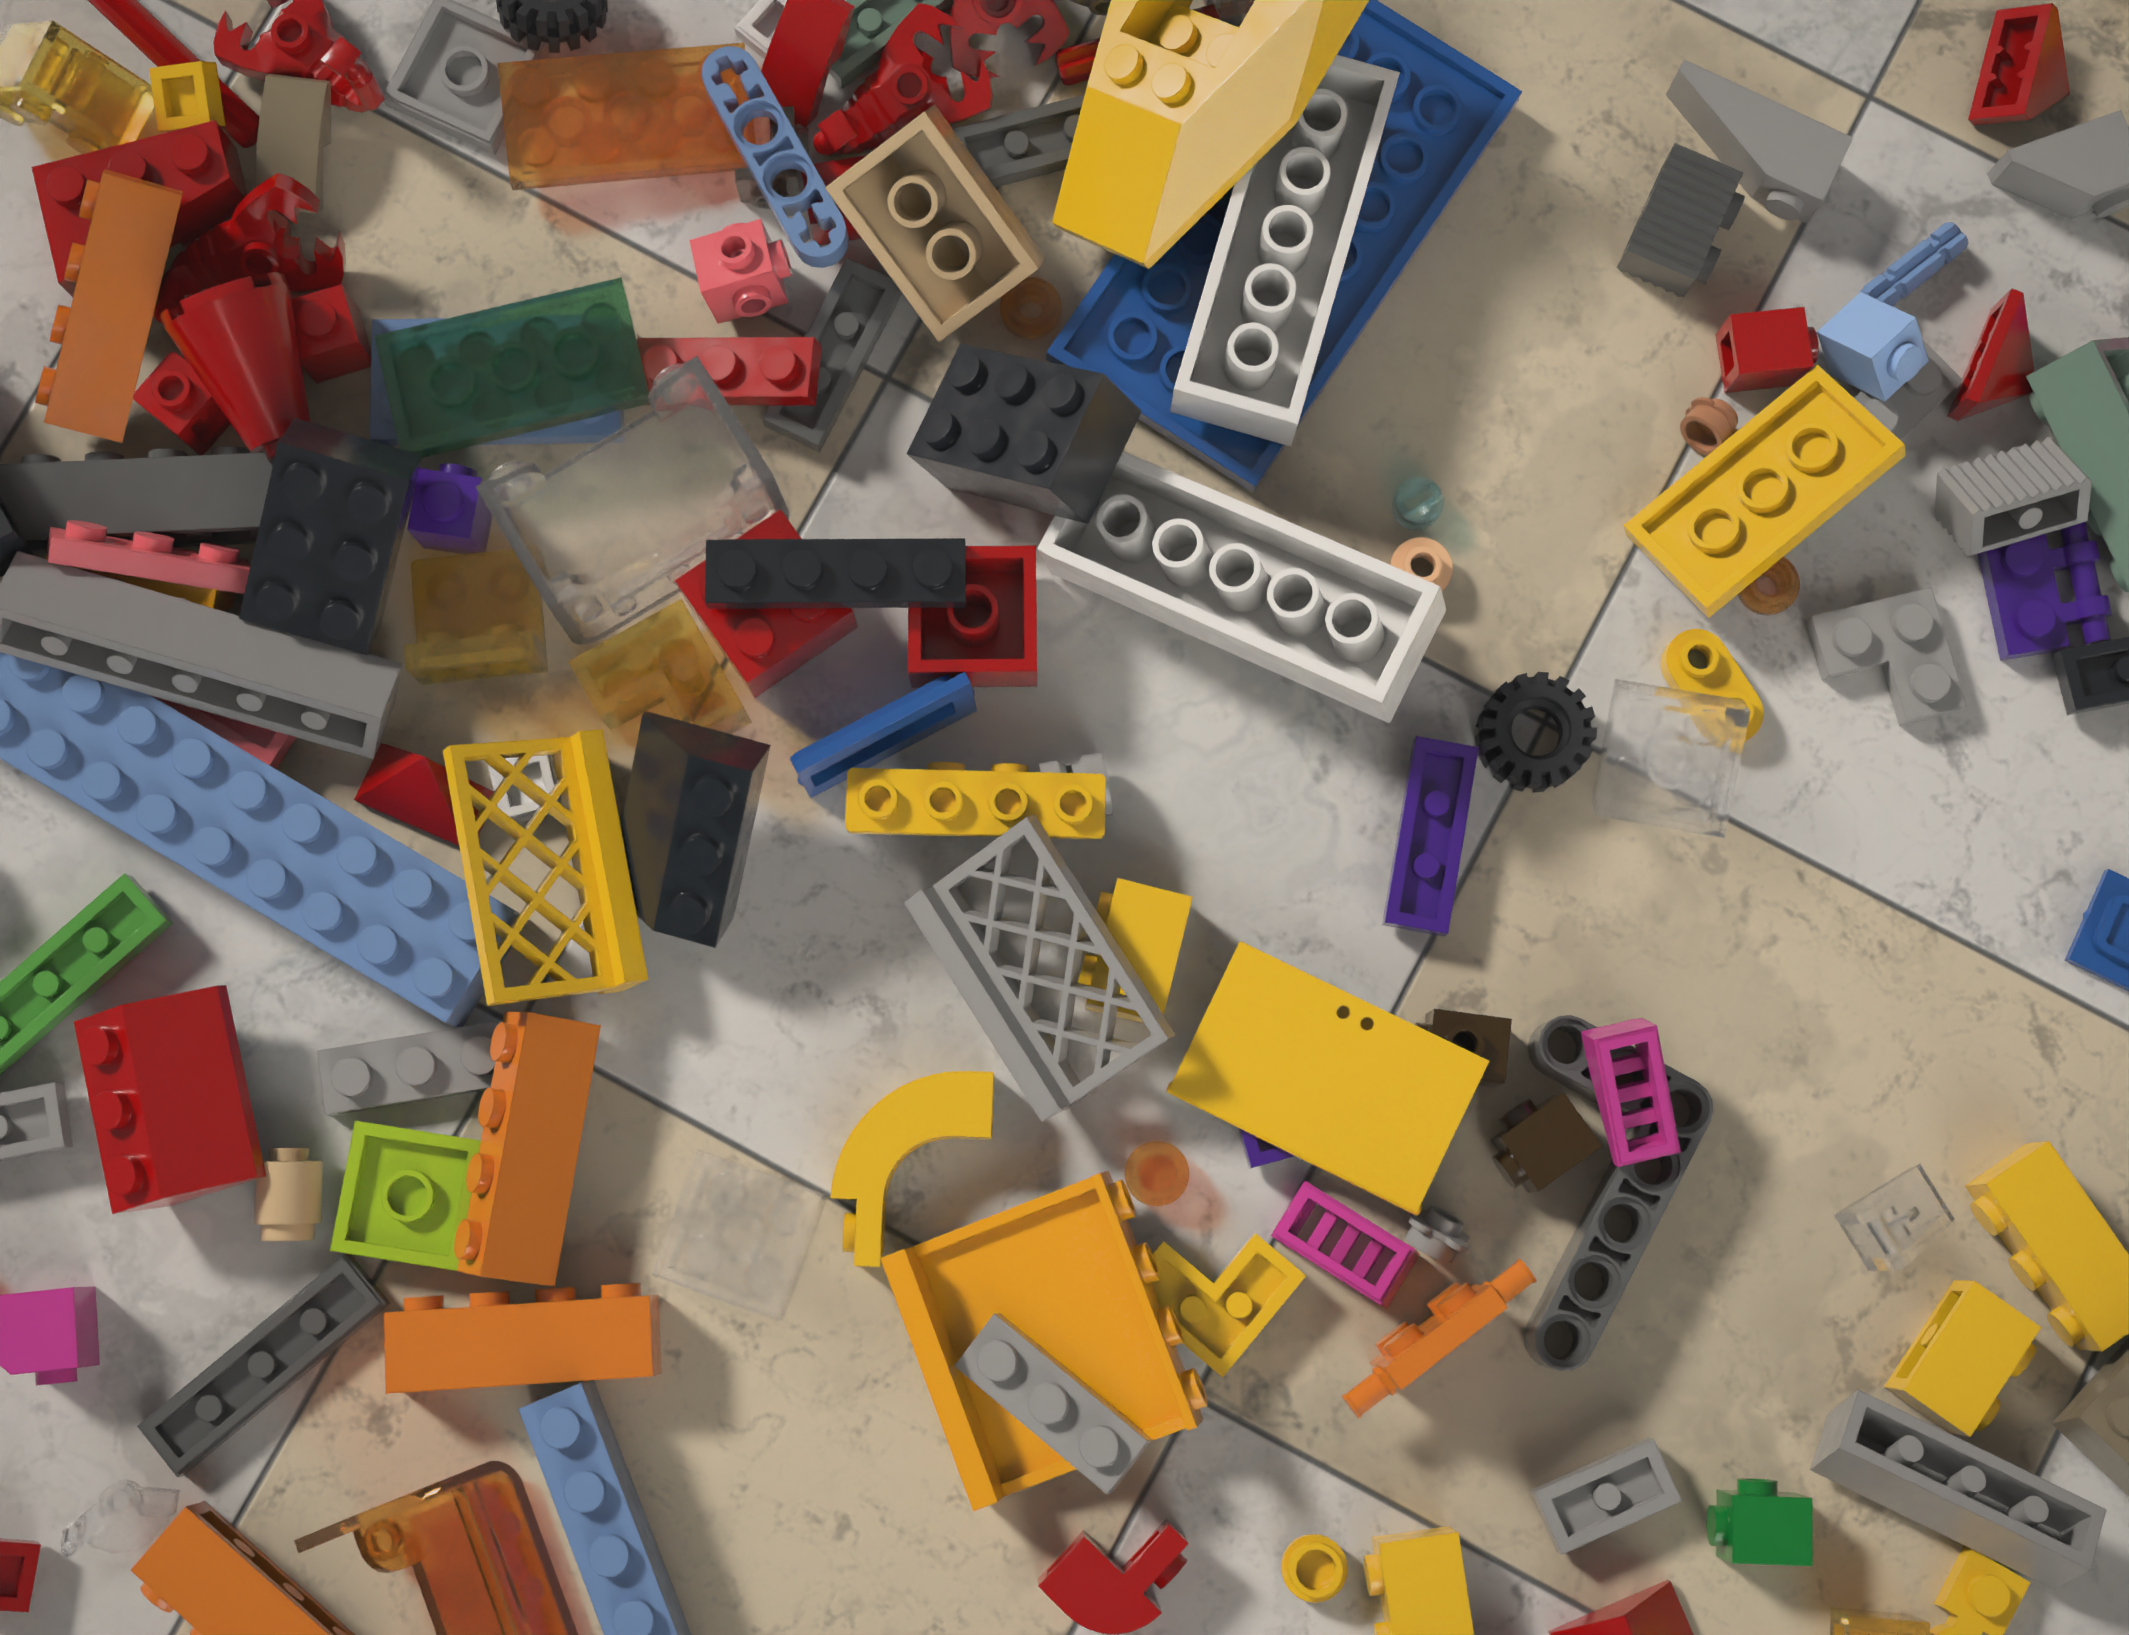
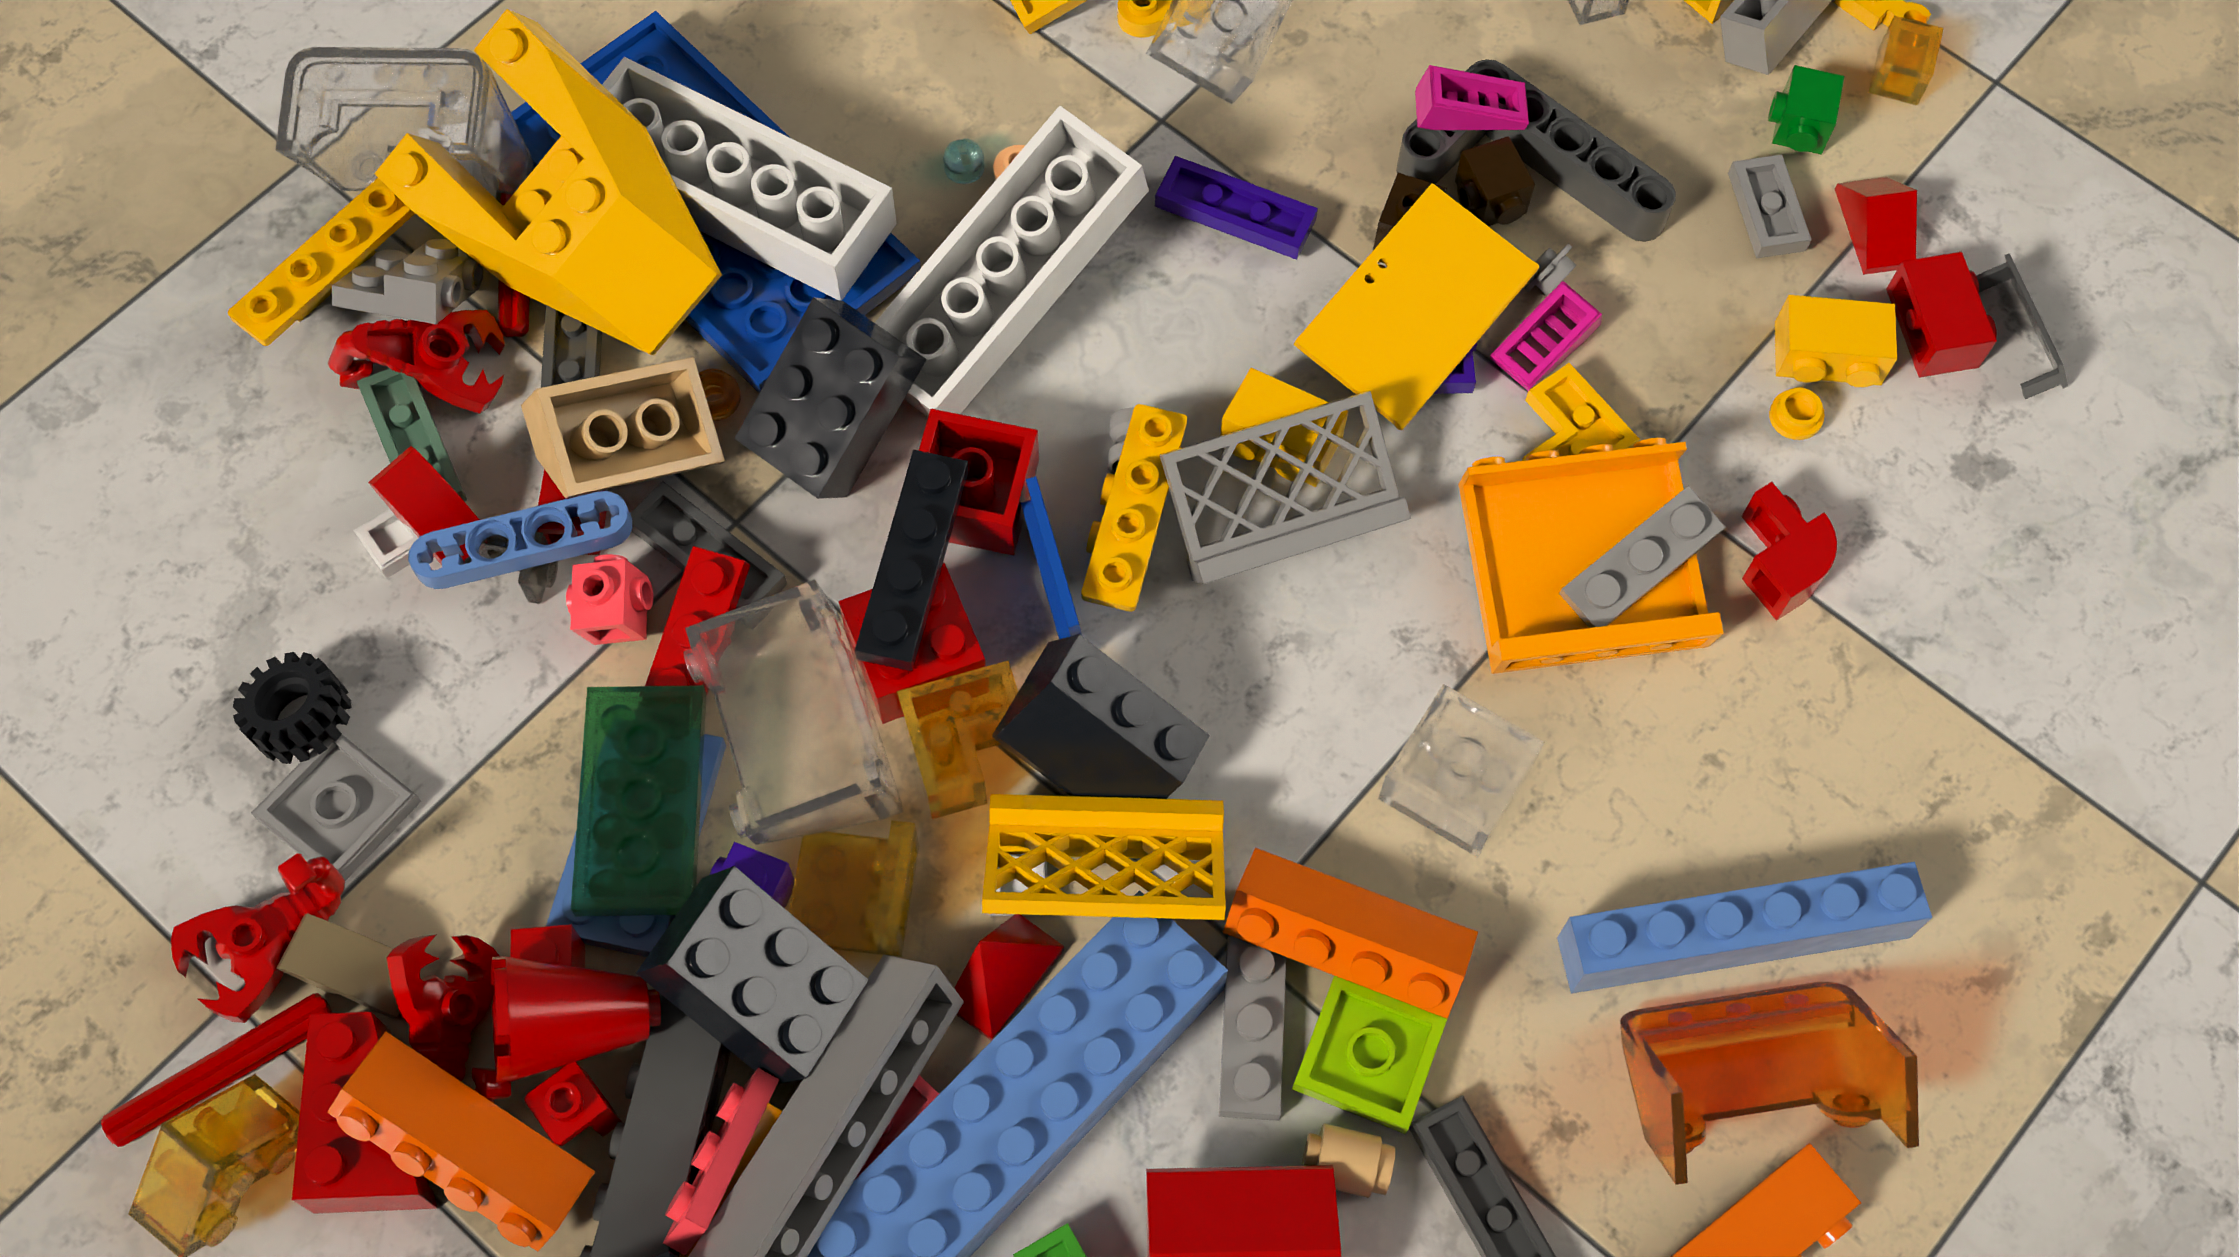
camera: 75 degrees left, 15 degrees down
(186, 95) = (271, 1046): yellow plate -> none
(522, 1342) = (1519, 978): orange brick -> none
(615, 118) = (429, 678): clear orange plate -> none
(902, 91) = (489, 441): red animal -> none
(904, 1120) = (1397, 644): yellow arch -> none
(1156, 1173) = (1459, 453): clear orange plate -> none
(1415, 1348) = (1635, 276): orange plate -> none
(1547, 696) = (1171, 96): black tyre -> none

